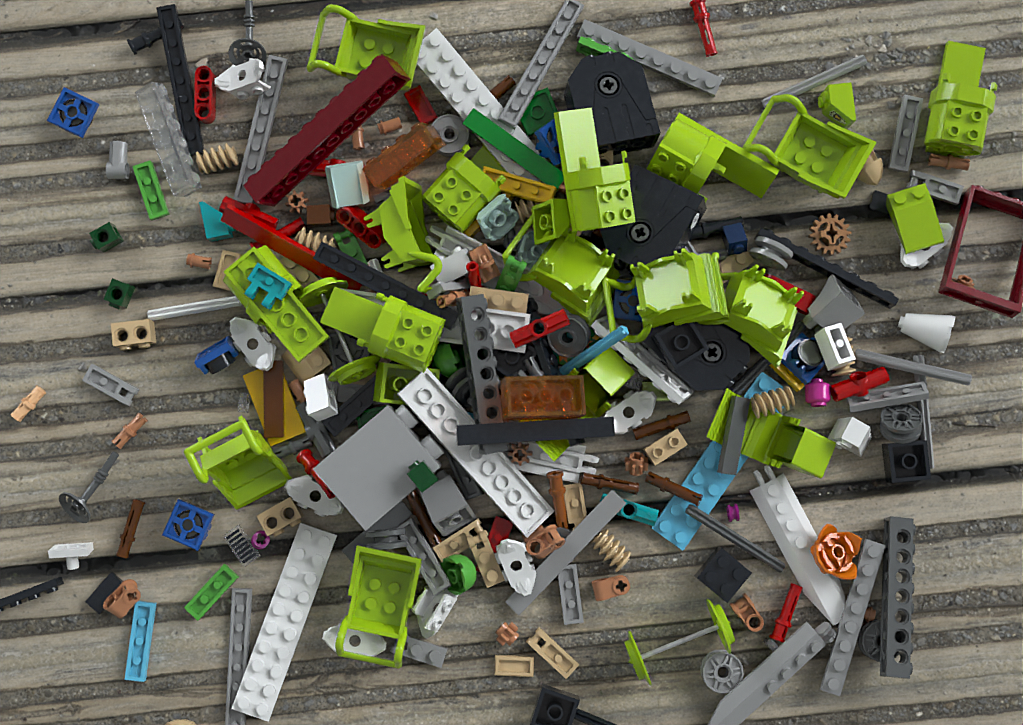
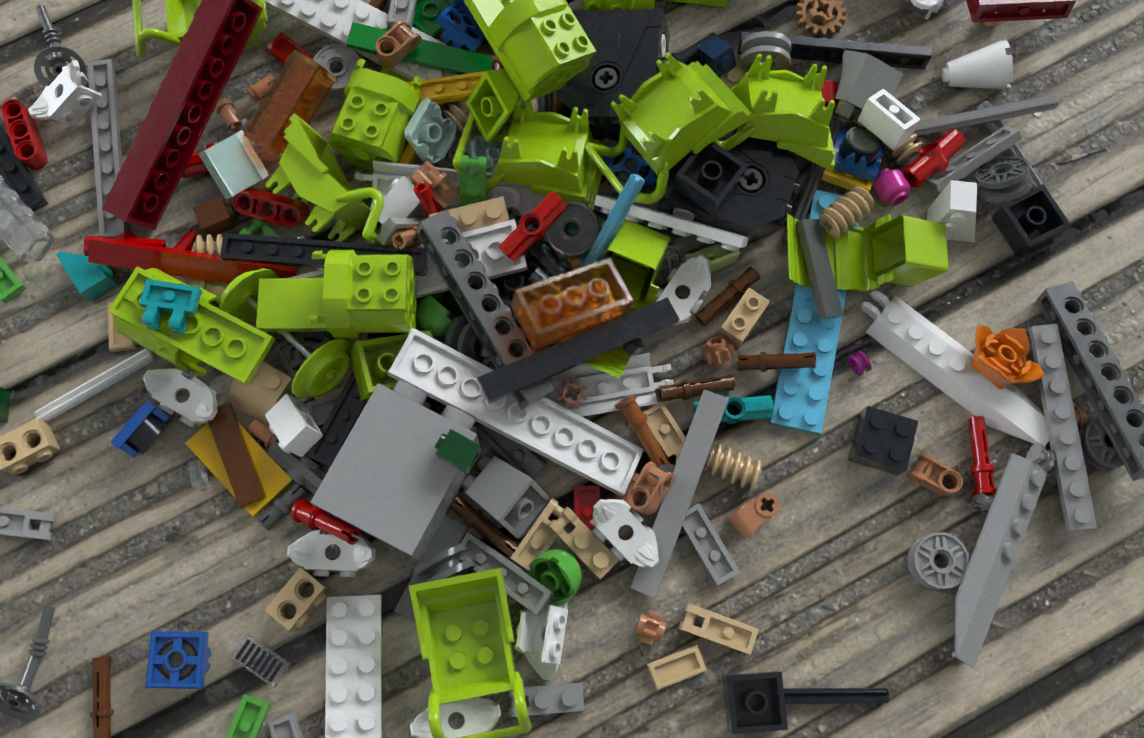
camera: 30 degrees left, 10 degrees down
(129, 430) = (59, 571): nougat pin -> none
(198, 261) = (82, 327): nougat pin -> none
(215, 159) = (62, 199): tan piece -> none
(241, 467) = (216, 548): lime piece -> none
(255, 537) = (280, 633): magenta bush -> none
(301, 204) = (174, 209): nougat gear -> none
(502, 138) = (399, 41): none -> nougat piece
(720, 622) = (911, 500): lime axle -> none
(735, 538) = (877, 391): dark grey axle -> none

